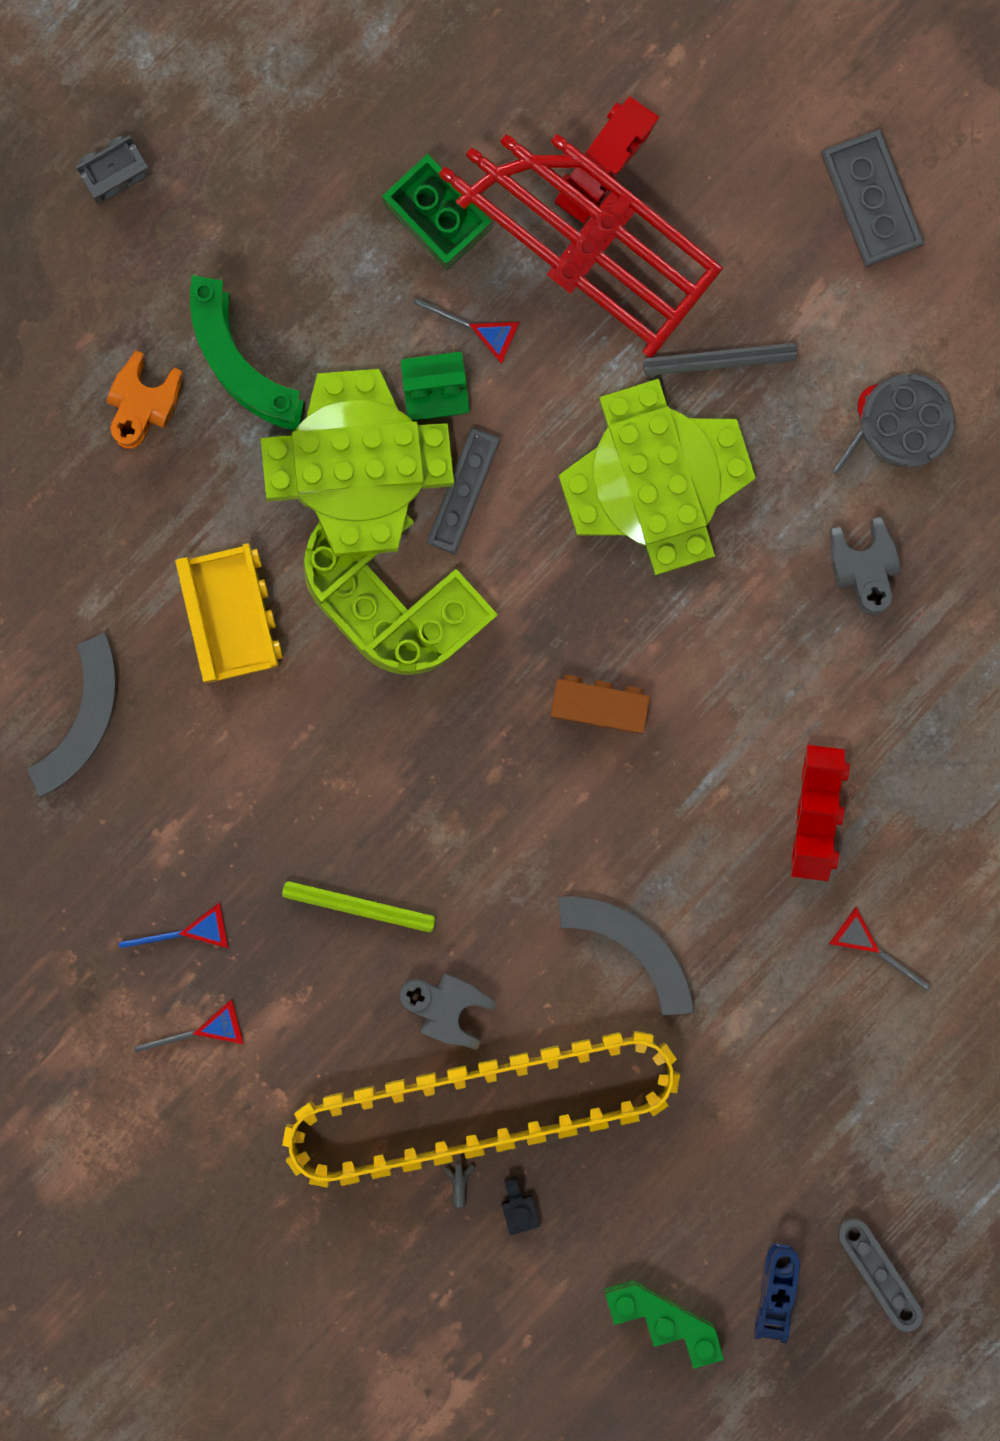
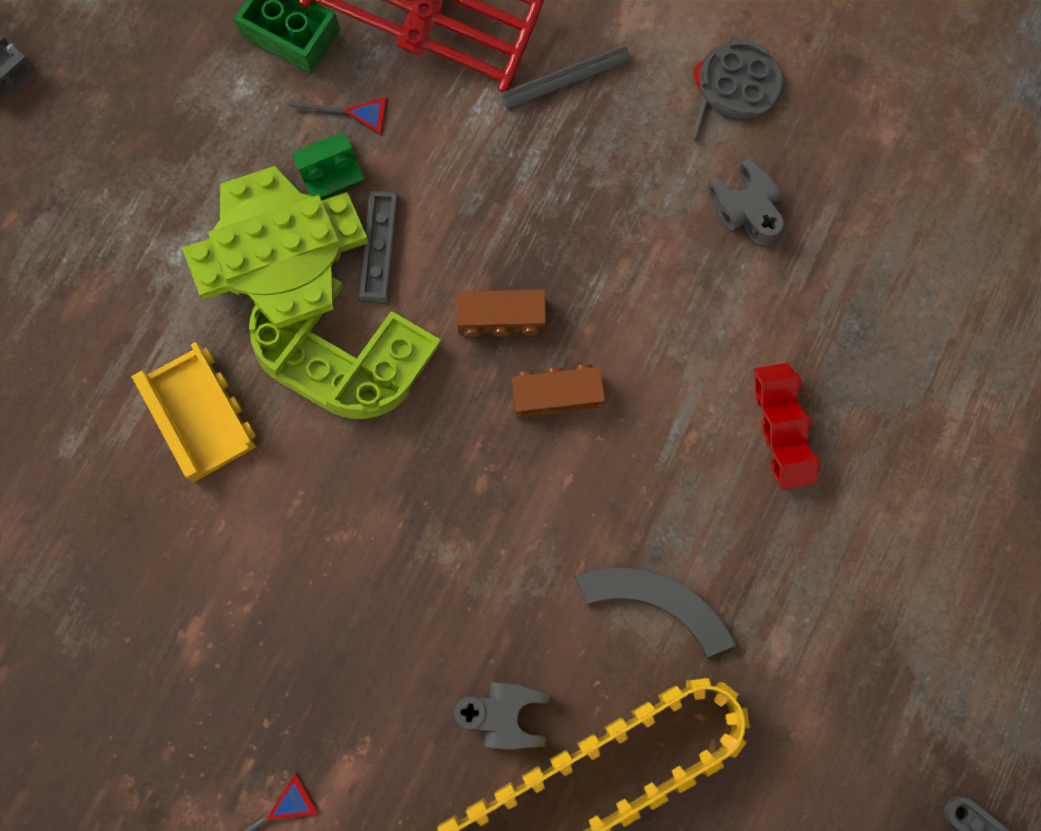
camera: 20 degrees left, 10 degrees down
(91, 720) = (91, 554): dark grey tile -> none
(141, 404) = (69, 255): orange piece -> none
(207, 928) = (253, 711): piece -> none
(248, 387) = (157, 205): green fence -> none
(358, 906) = (391, 644): lime axle -> none
(568, 605) = (501, 312): none -> dark orange brick
(656, 477) = (543, 186): lime plate -> none
(857, 936) = (857, 527): piece -> none

